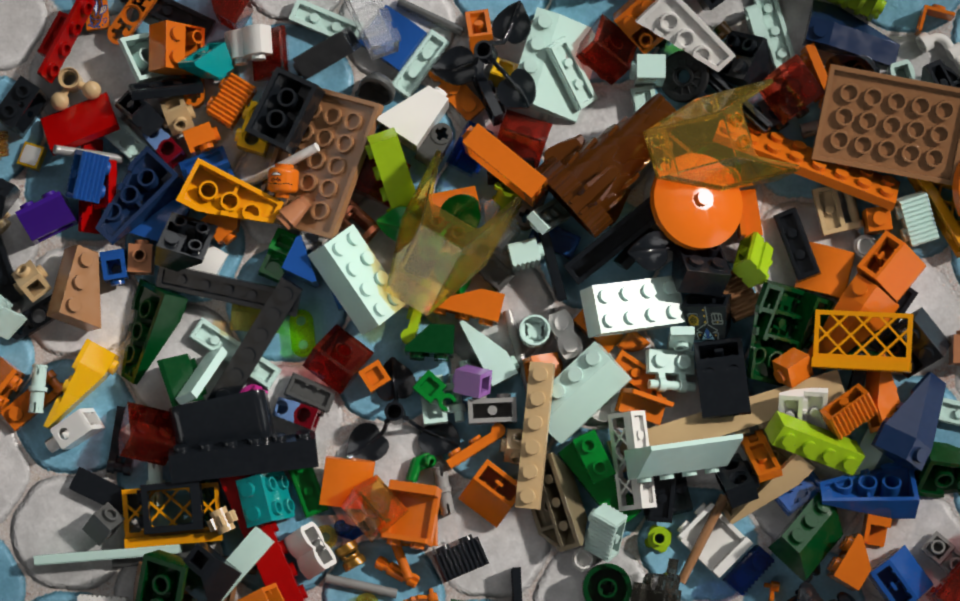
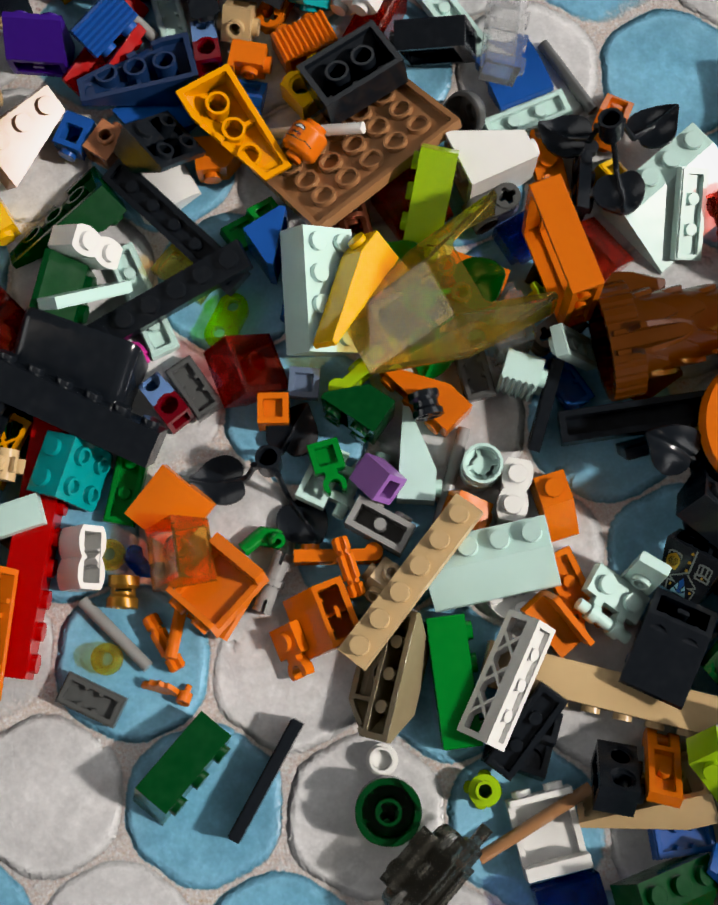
camera: 35 degrees right, 5 degrees down
(179, 342) = (86, 246): none -> white brick
(293, 212) = (294, 180): nougat cone -> none
(379, 256) = (355, 281): none -> yellow slope
(382, 345) = (304, 383): none -> sand blue plate
(461, 558) = (242, 671): black brick -> none
(474, 313) = (425, 404): none -> black wheel
(482, 523) = (290, 646): none -> orange plate
(488, 450) = (348, 566): none -> orange axle
(593, 457) = (464, 647): green brick -> none
(605, 532) = (425, 743): light aqua brick -> none
(631, 306) = (610, 502): light aqua brick -> none
(633, 342) = (585, 546): orange tile -> none
(681, 457) = (570, 711): light aqua slope -> none

